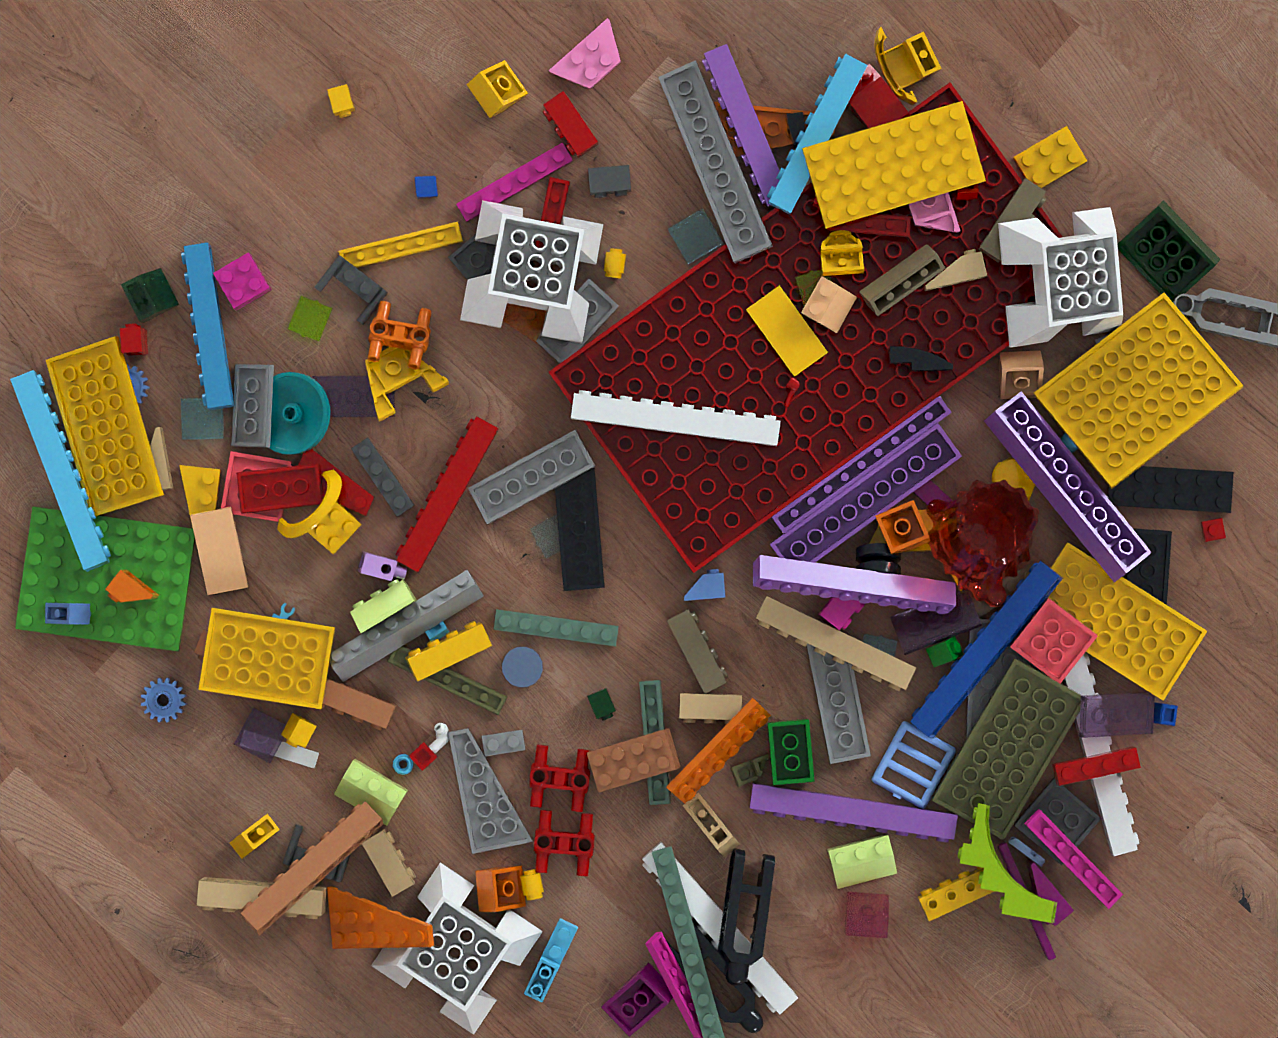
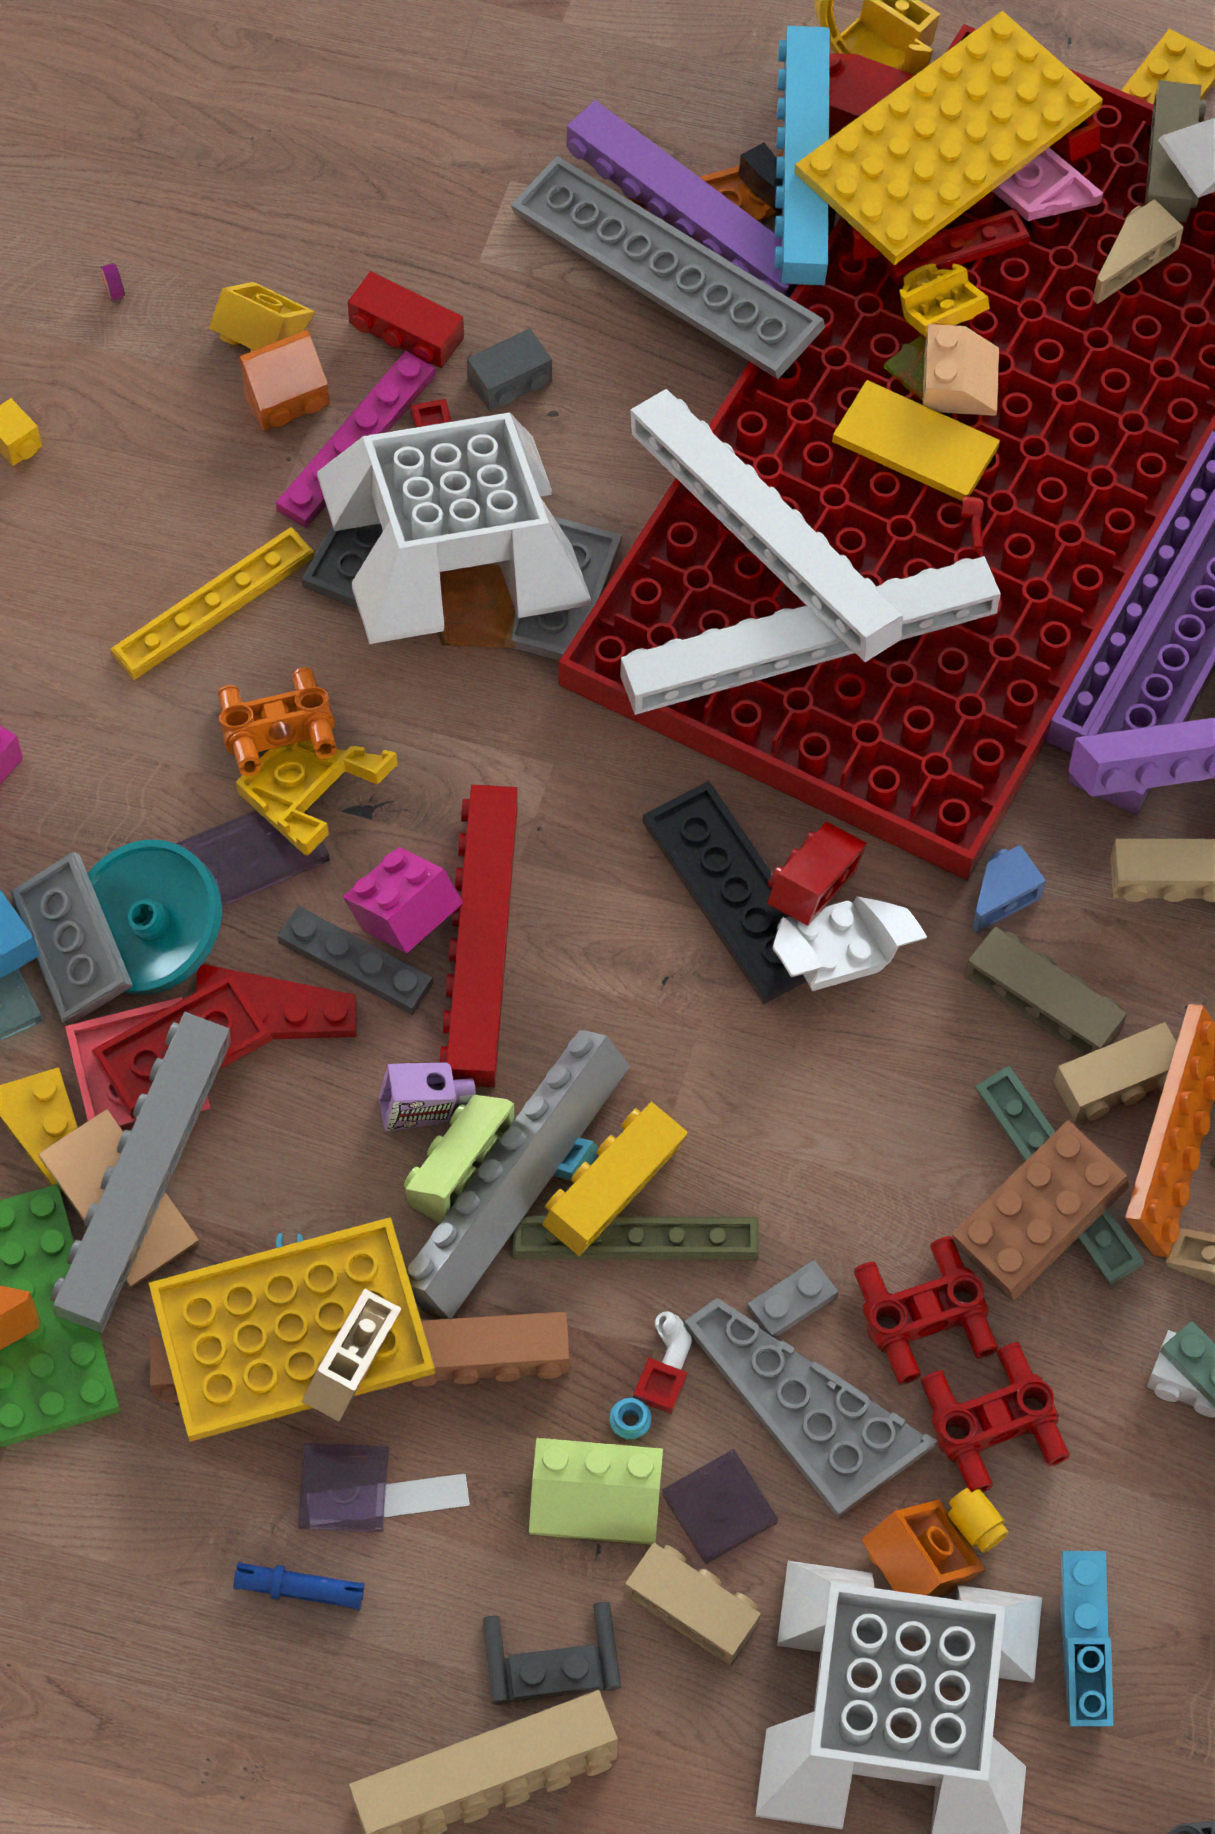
camera: 25 degrees left, 25 degrees down
(174, 696) = (133, 1525): medium blue gear -> none
(213, 766) = (298, 1585): none -> blue pin
(232, 549) = (141, 1173): none -> light grey brick
(254, 836) = (414, 1675): yellow slope -> none
(285, 689) = (351, 1355): none -> tan slope
(298, 731) = (409, 1440): yellow brick -> none
(310, 318) = (109, 772): clear neon green piece -> none
(312, 868) = (554, 1659): nougat brick -> none
(329, 523) = (293, 1051): yellow piece -> none
(357, 282) = (165, 679): dark grey plate -> none
(366, 924) = (711, 1724): orange wing -> none
(415, 463) = (402, 899): none -> dark pink brick
(423, 822) = (719, 1506): none -> clear purple tile
(426, 186) = (212, 501): blue slope -> none
(430, 29) = (112, 281): none -> magenta tile
(489, 139) = (284, 381): none -> slope
(522, 666) = (758, 1157): sand blue tile -> none
(531, 477) = (613, 840): light grey plate -> none
(547, 536) = (689, 933): clear light blue piece -> none
(556, 627) = (782, 1068): sand green plate -> none
(590, 58) = (389, 226): bright pink wing -> none
(602, 704) = (931, 1152): dark green brick -> none
(611, 582) = (845, 941): none -> white piece
(614, 263) = (581, 480): yellow brick -> none
(617, 542) = (815, 872): none -> red brick
(681, 351) = (767, 525): none -> white brick
(695, 236) = (695, 384): clear light blue tile -> none
(902, 280) = (1056, 288): dark tan brick -> none
(918, 359) = (1149, 390): black slope -> none

